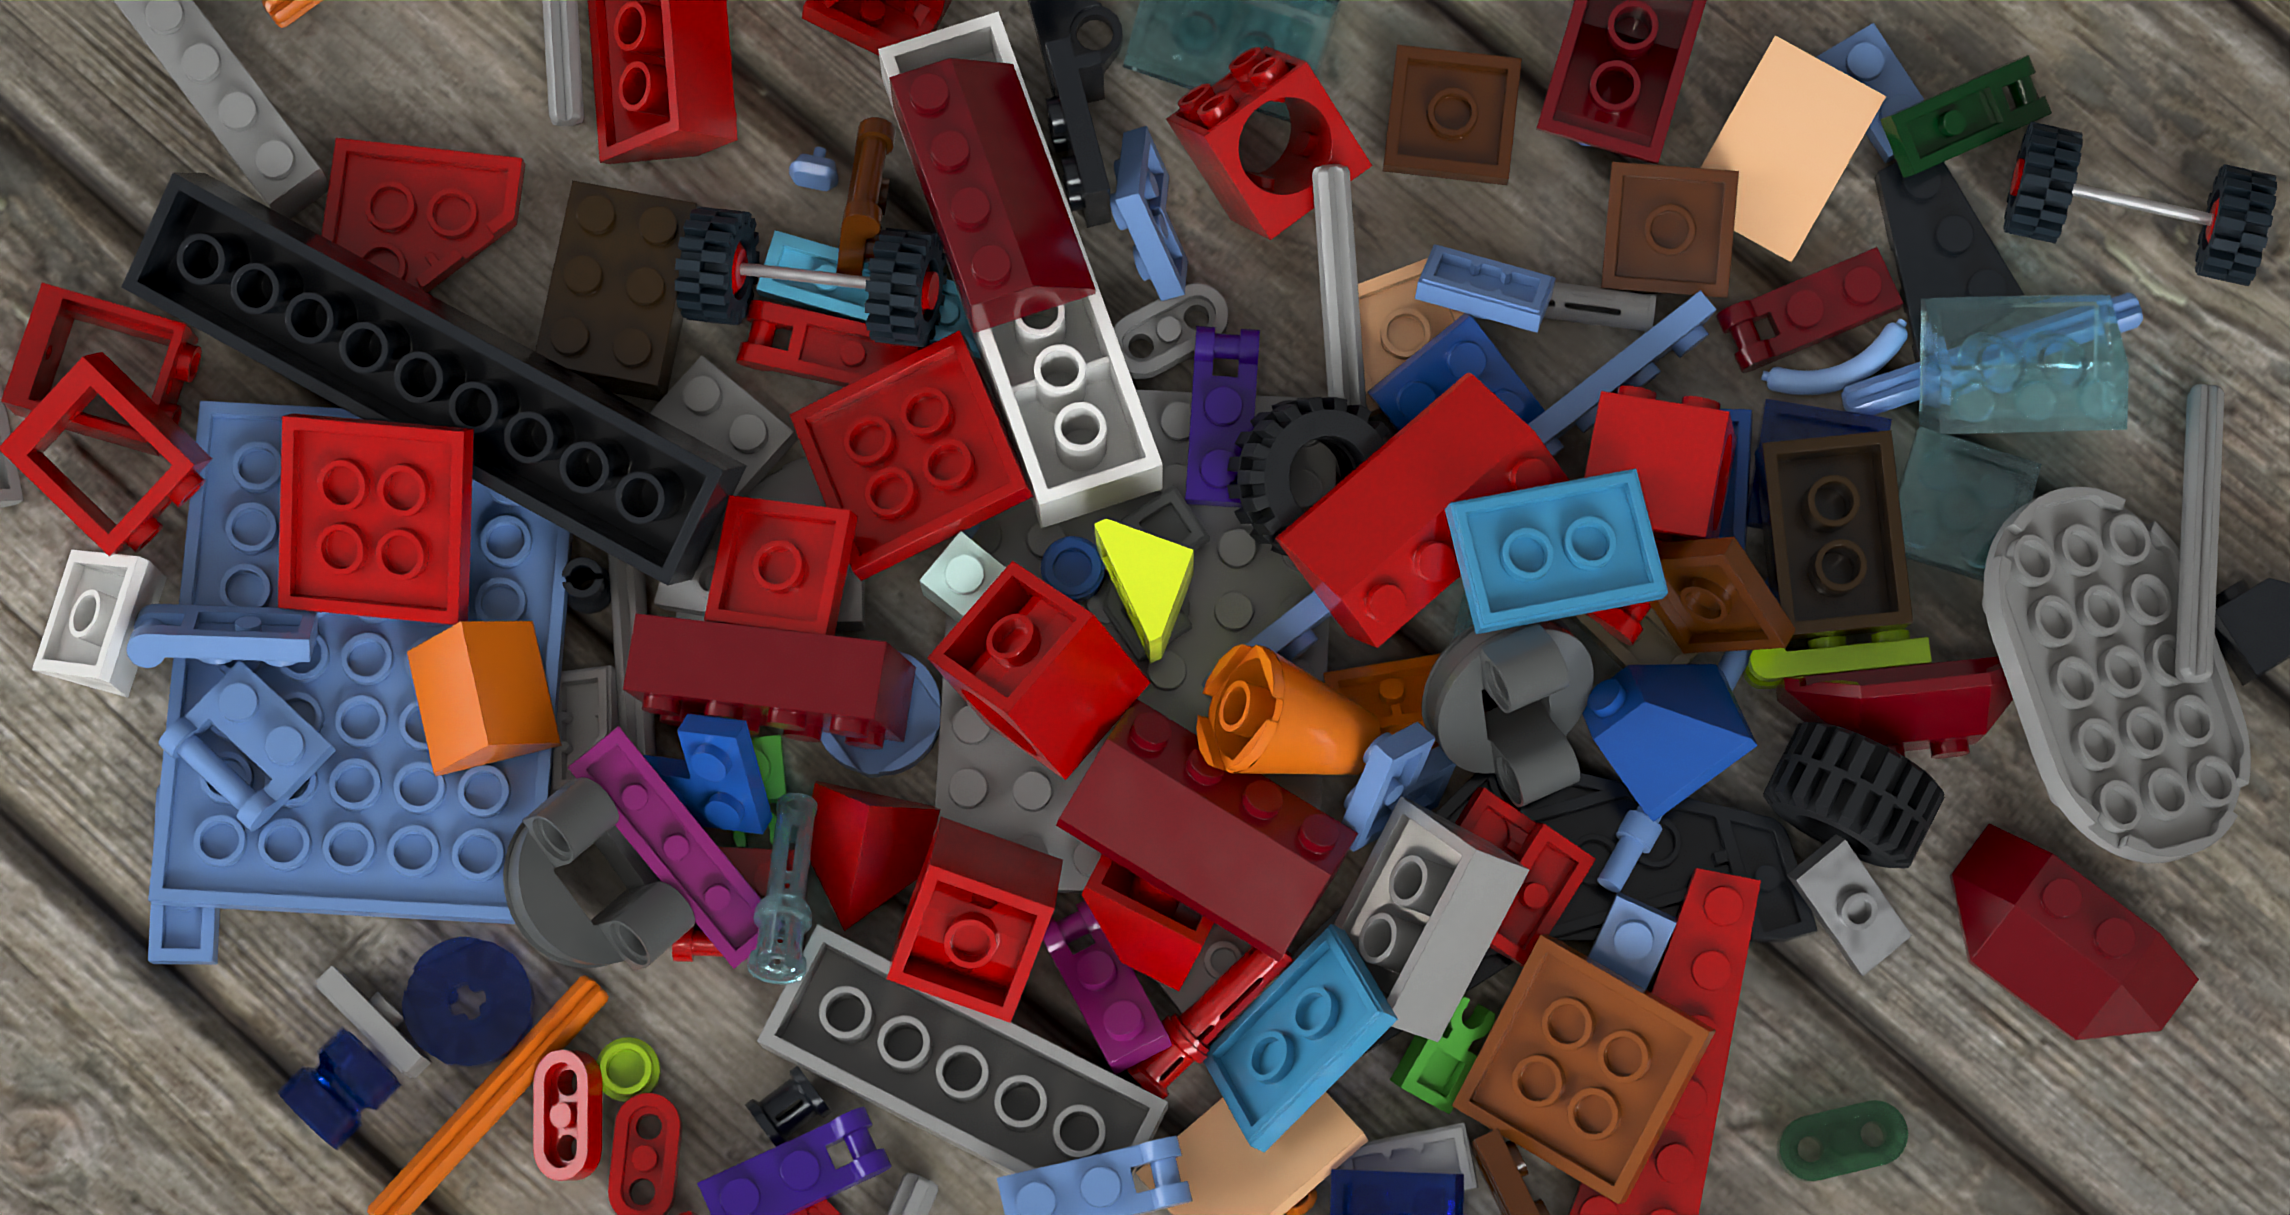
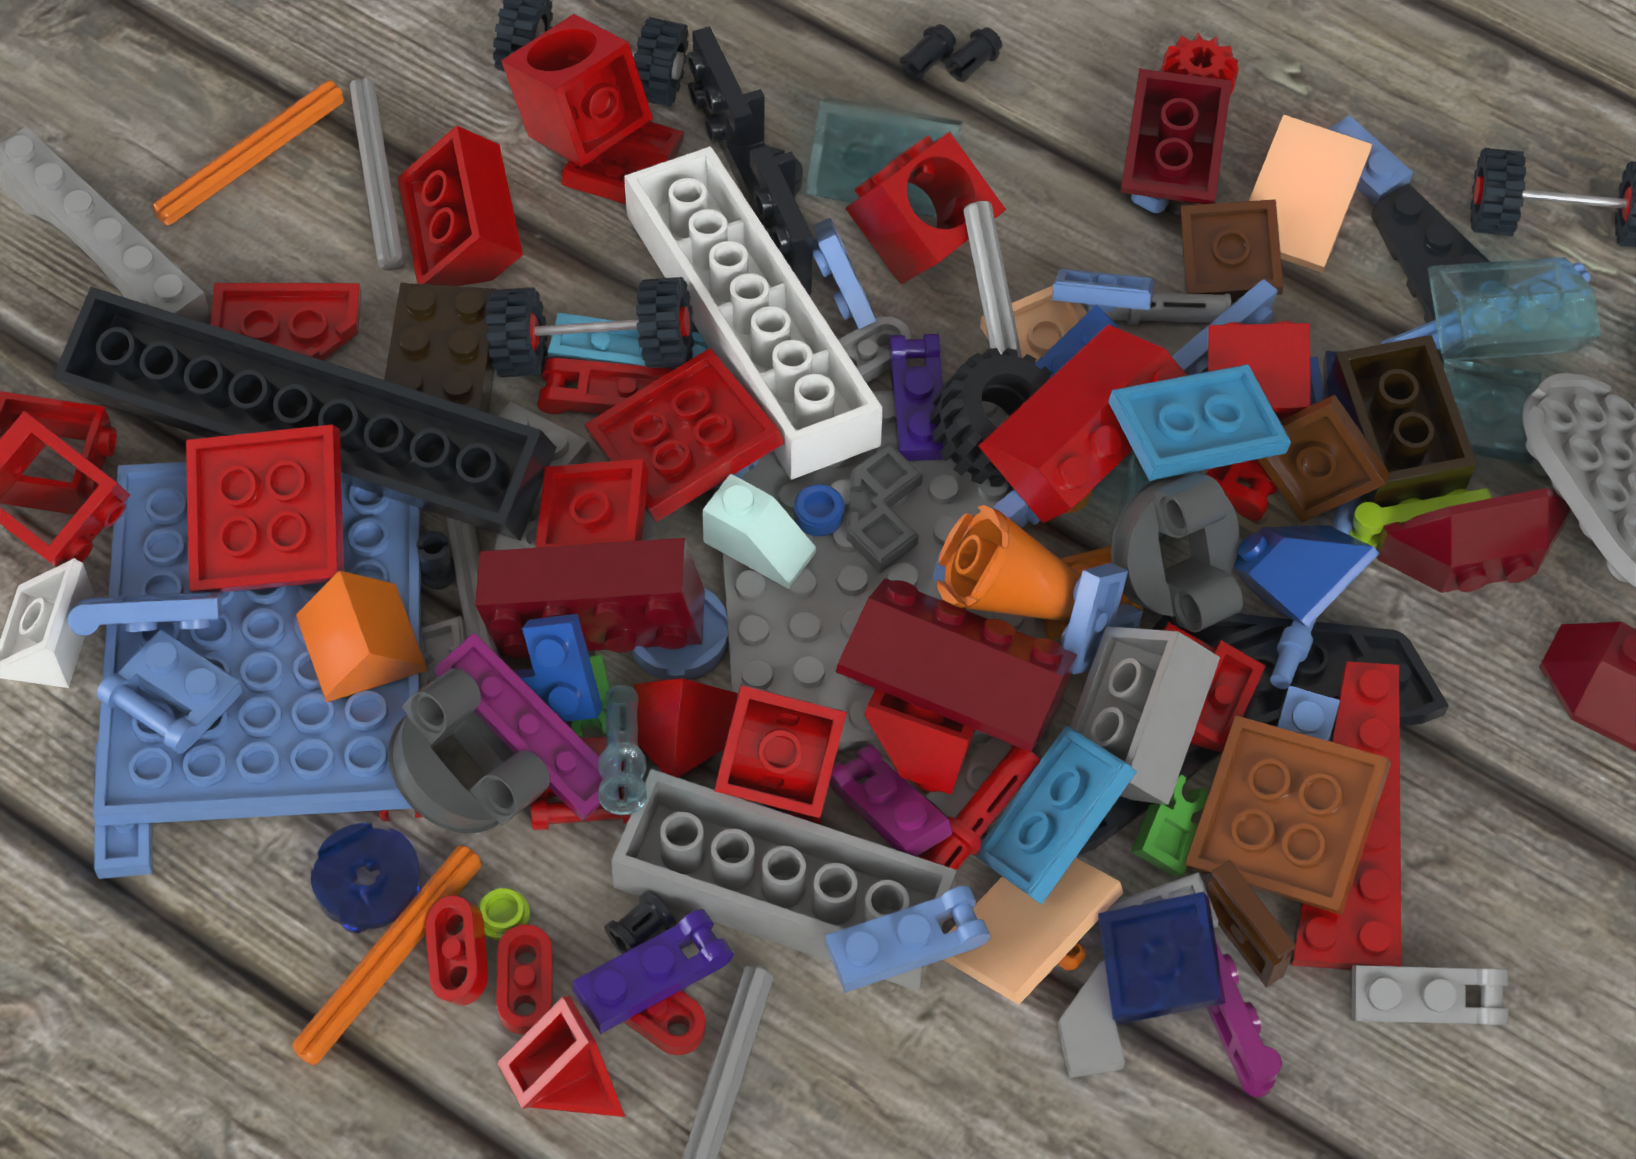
camera: 10 degrees left, 20 degrees down
(339, 1088) = (257, 953): clear blue wheel -> none
(375, 1019) = (288, 896): light grey plate -> none
(814, 171) = (582, 278): medium blue rock -> none
(866, 195) = (626, 271): reddish brown plate -> none
(989, 189) = (718, 244): dark red slope -> none
(1039, 669) = (807, 558): red brick -> none
(1149, 579) = (878, 486): neon yellow slope -> none
(1452, 115) = (1055, 198): reddish brown plate -> none
(1811, 309) = (1346, 296): dark red plate -> none
(1839, 376) = (1396, 325): light blue piece -> none
(1841, 1141) = (1499, 860): clear green plate -> none
(1849, 905) = (1469, 684): flat silver plate -> none
(1855, 789) = (1458, 595): black tyre -> none
(1964, 117) = (1428, 159): dark green plate -> none

